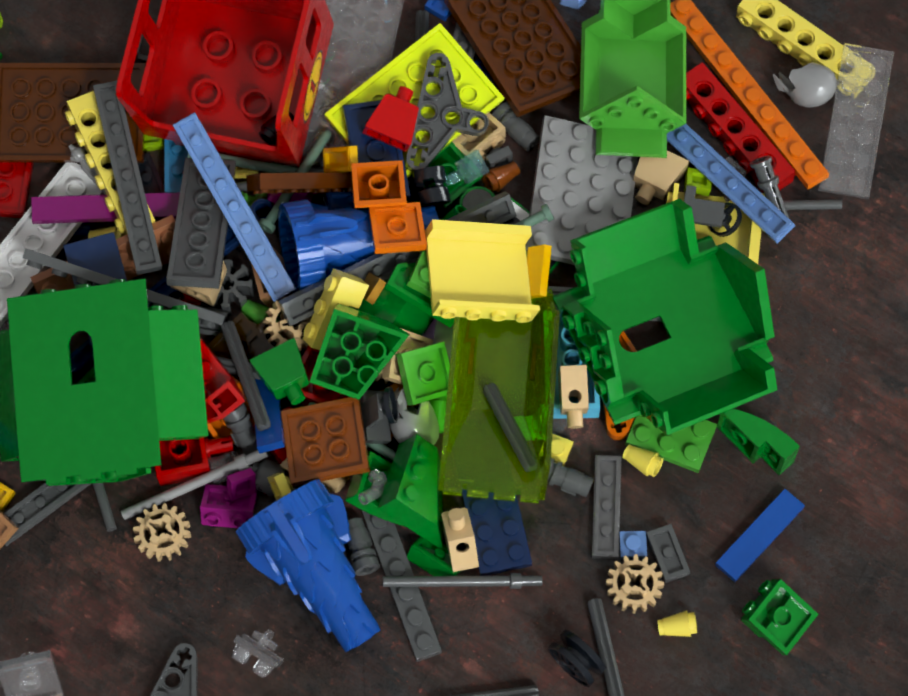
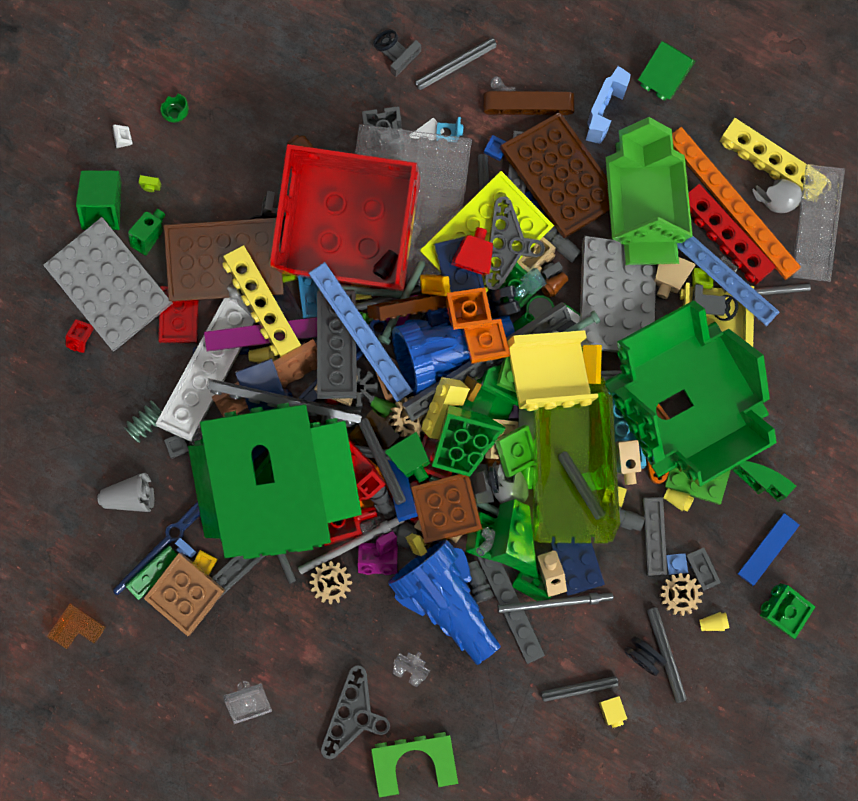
camera: 10 degrees left, 10 degrees up
(127, 179) = (277, 314): dark grey plate -> none
(768, 181) = (757, 278): dark grey pin -> none

